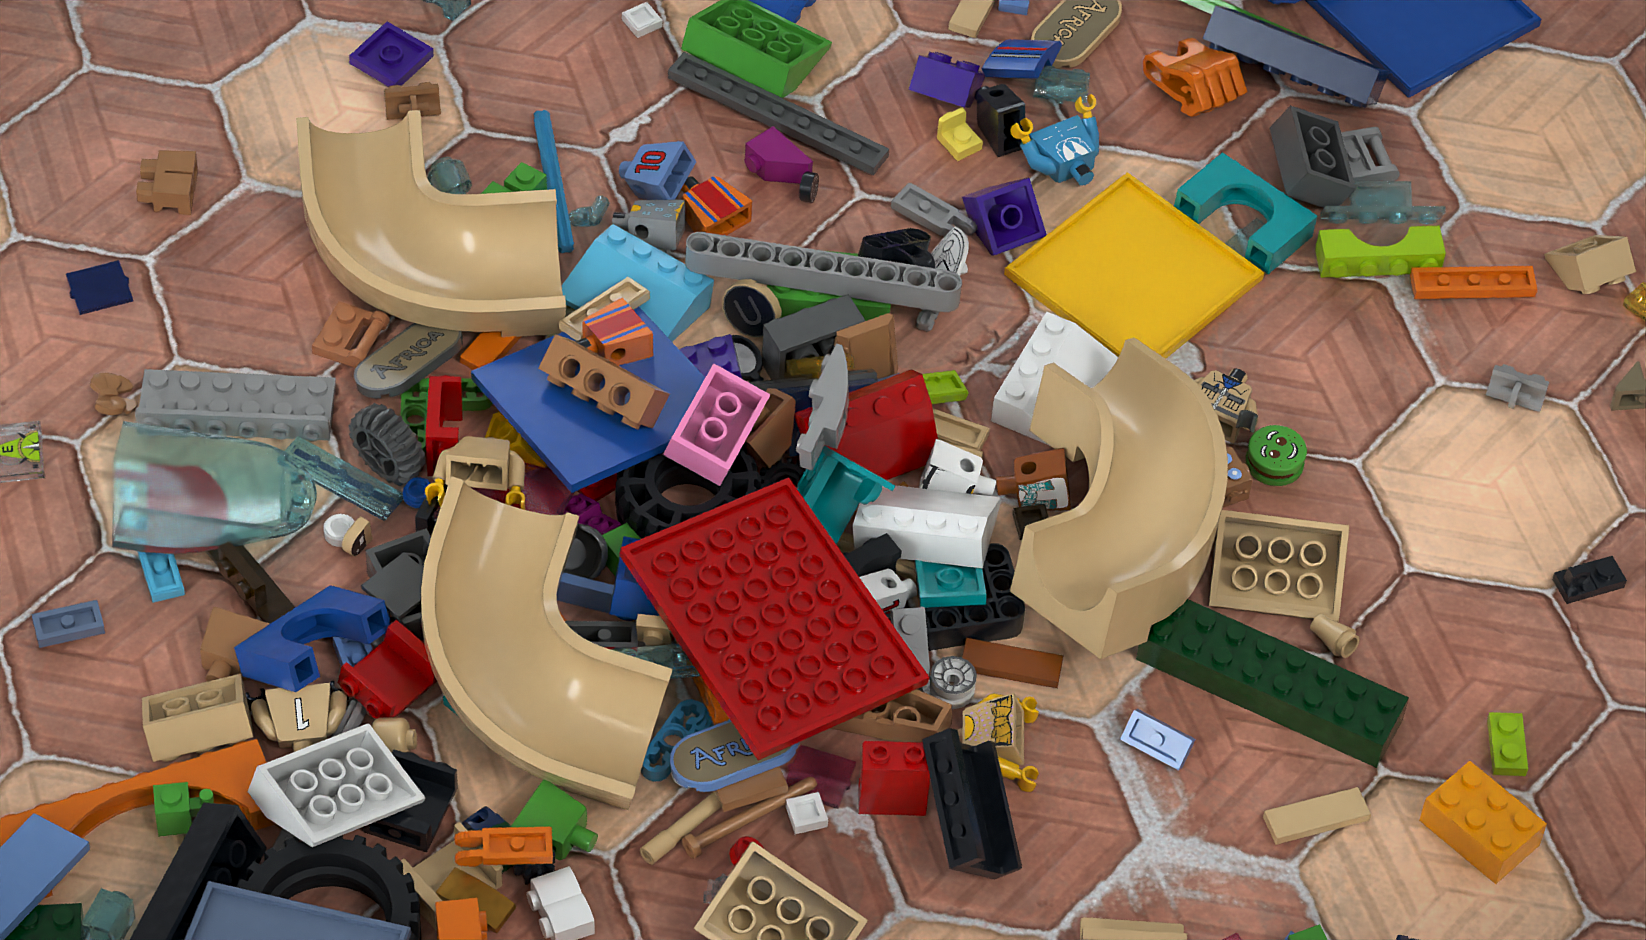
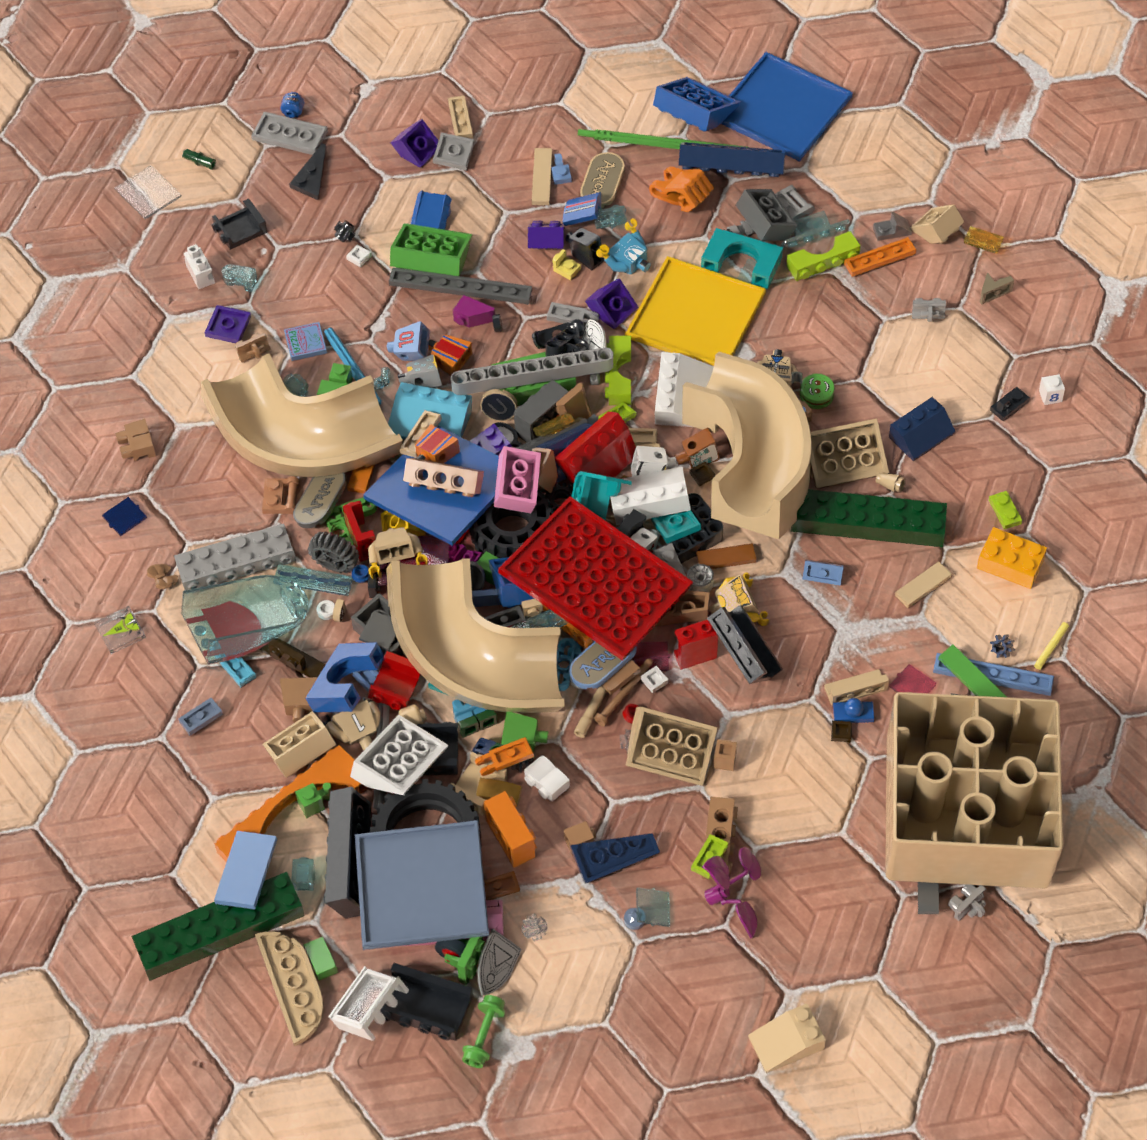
camera: 15 degrees left, 5 degrees up
(475, 768) = (471, 717): none -> dark green hips
(498, 119) = (305, 341): none -> medium blue tile
(829, 411) = (576, 448): light grey slope -> none
(864, 227) = (541, 337): none -> black piece
(981, 294) = (619, 386): none -> lime arch
(1266, 170) = (741, 229): none -> light grey piece
(1422, 569) = (921, 429): none -> dark blue slope
(1522, 246) = (894, 228): none -> flat silver slope

